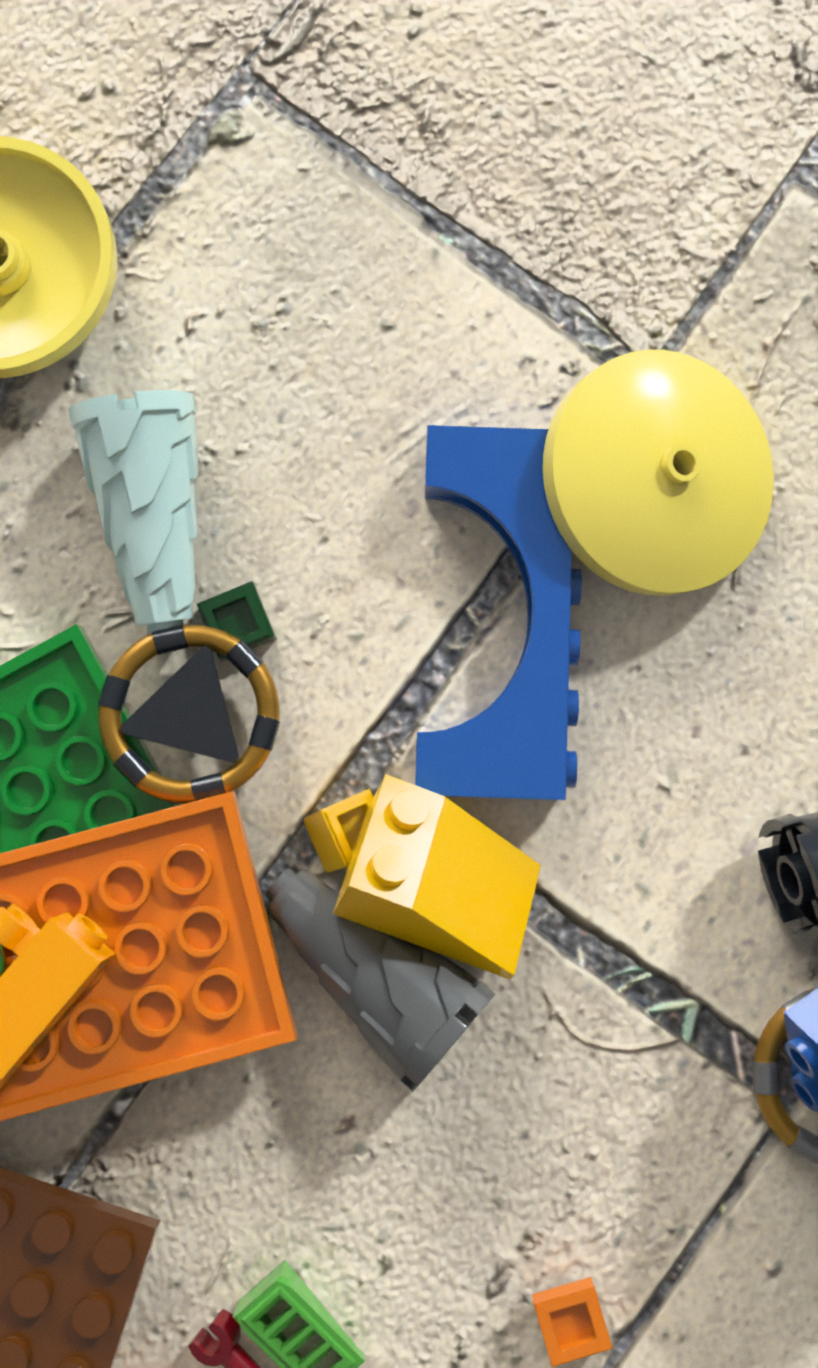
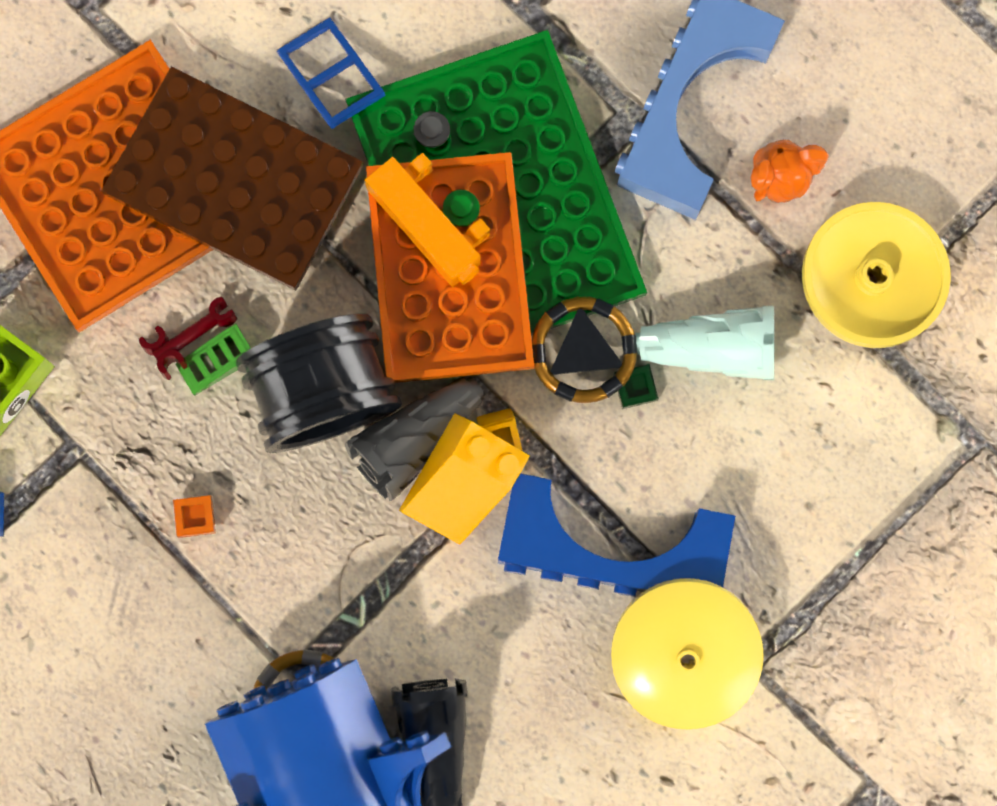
camera: 100 degrees right, 5 degrees down
(316, 1173) = (318, 382): none -> black wheel

